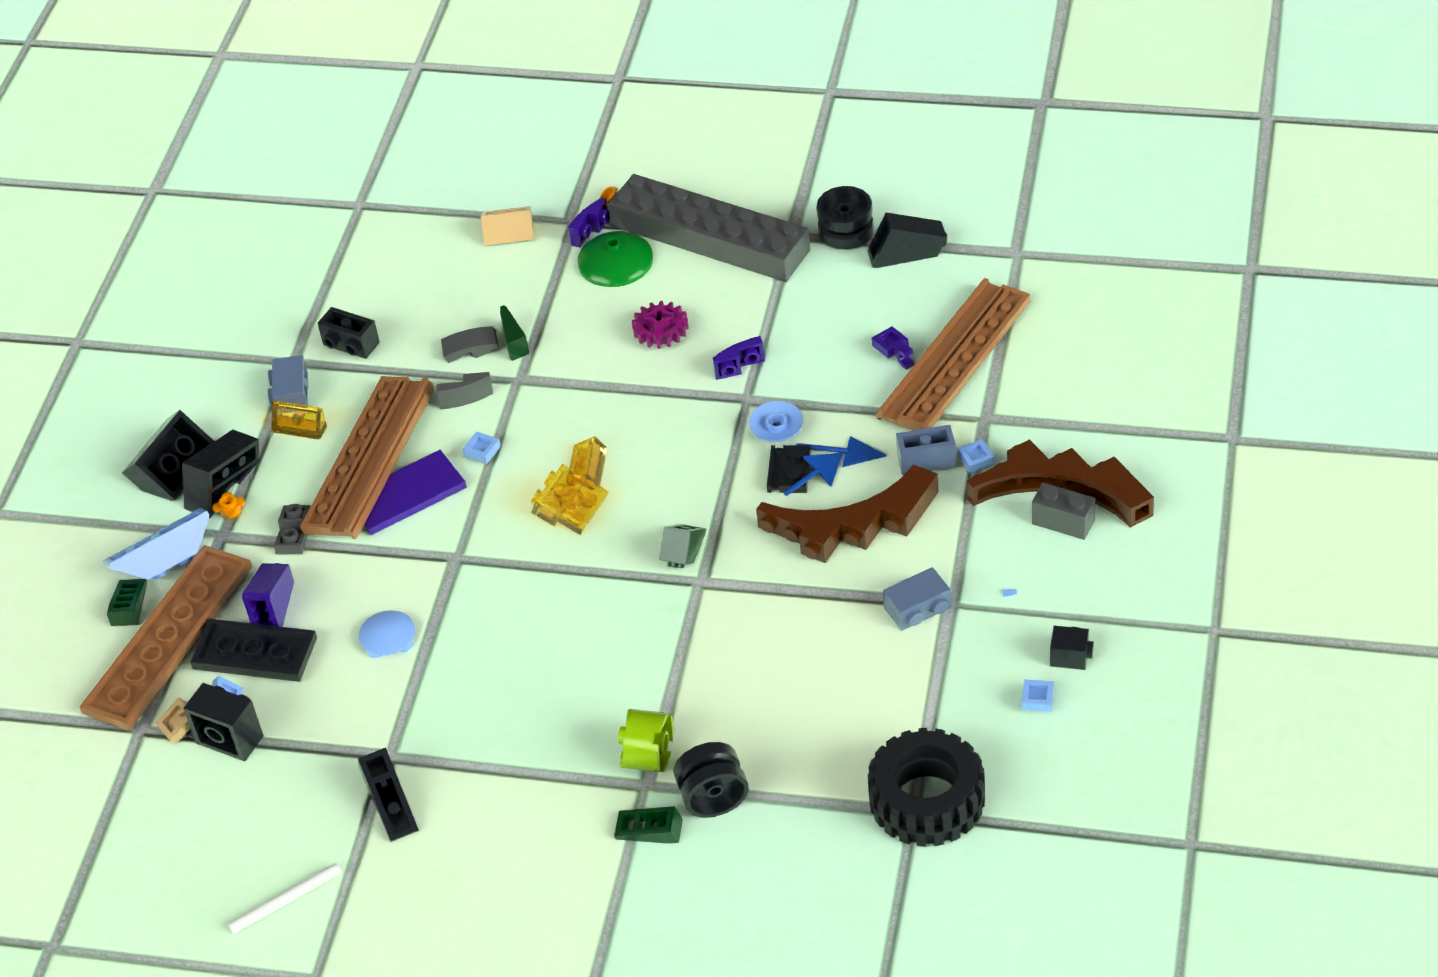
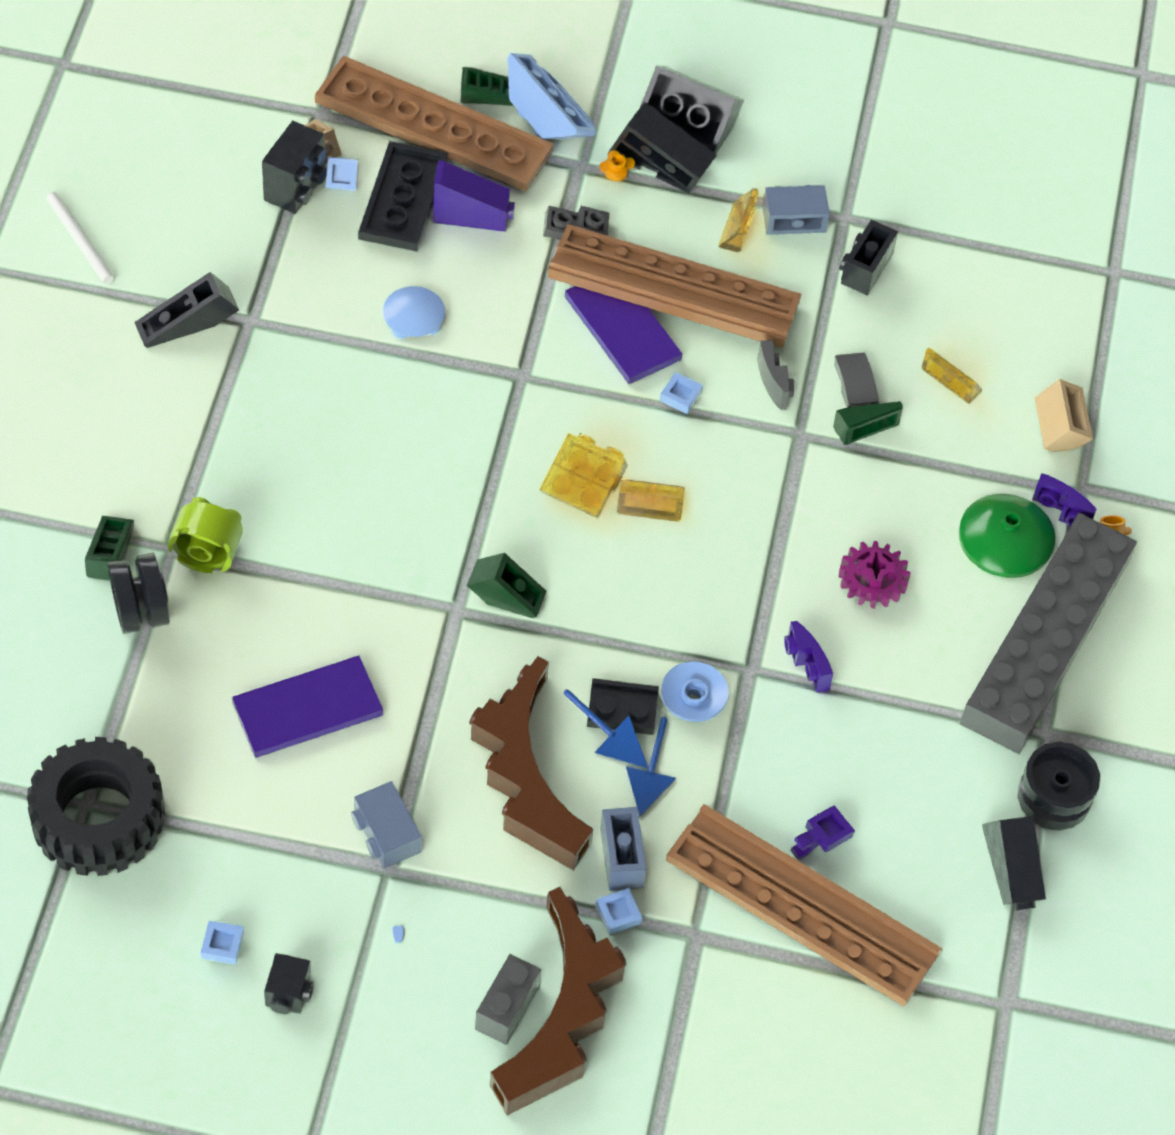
camera: 80 degrees right, 10 degrees up
(465, 289) = (950, 376): none -> clear yellow slope
(805, 667) = (307, 706): none -> dark purple tile

